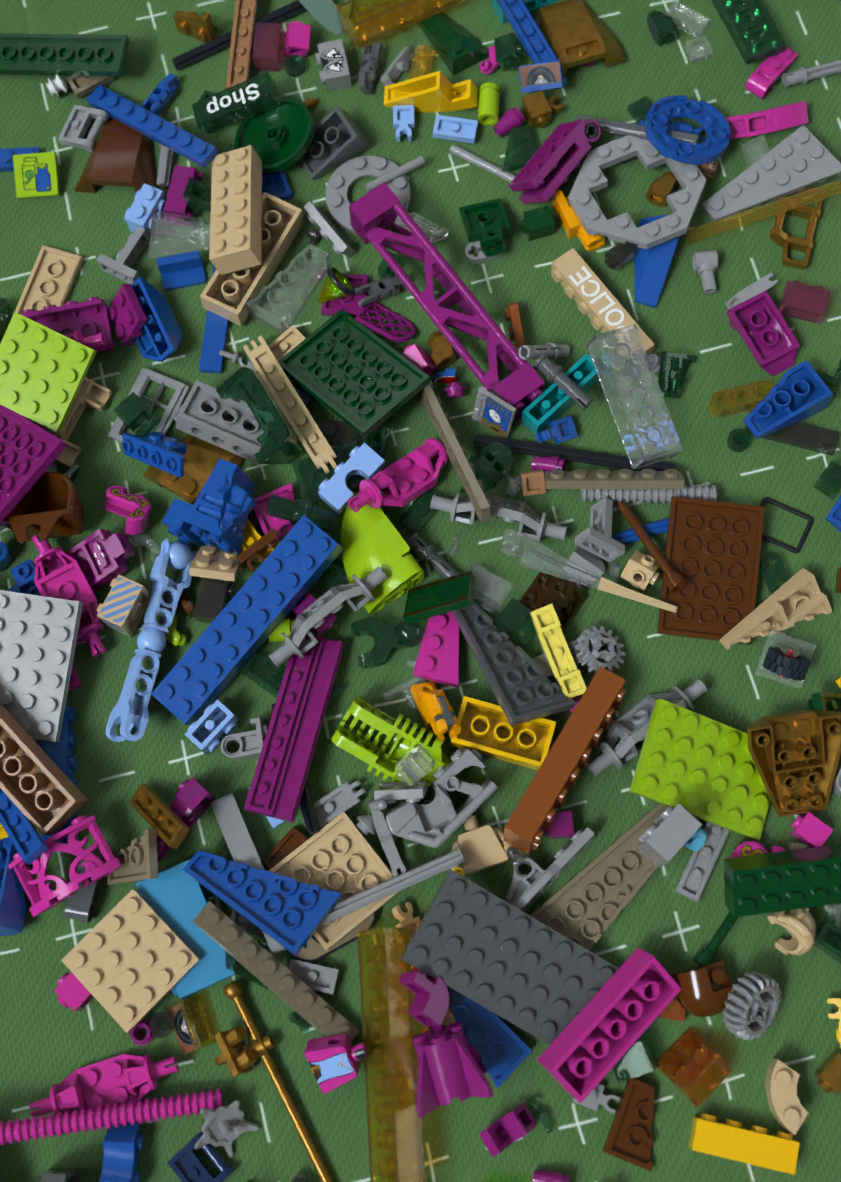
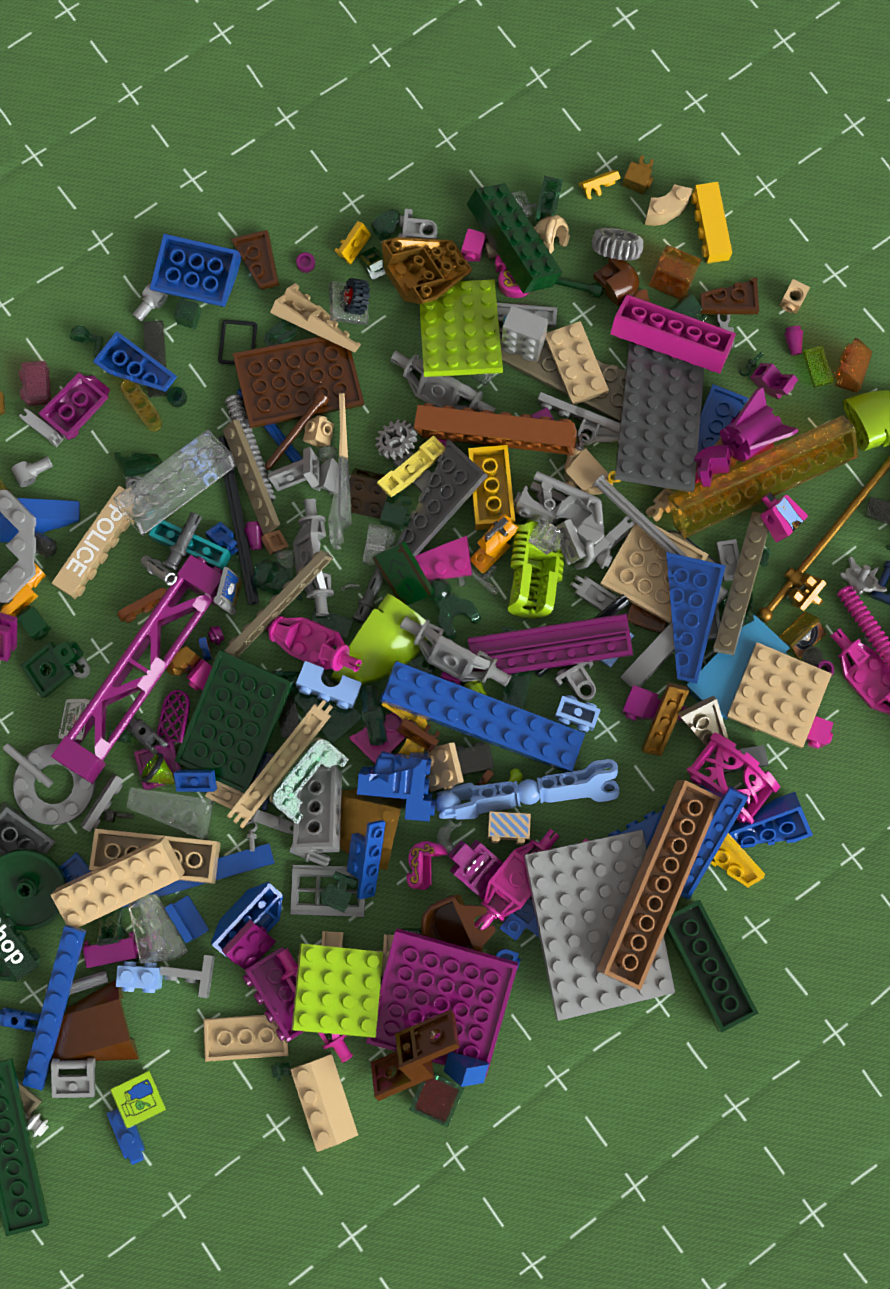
camera: 120 degrees left, 5 degrees up
(310, 319) = (195, 780): none -> blue plate
(617, 892) = (576, 363): none -> tan plate

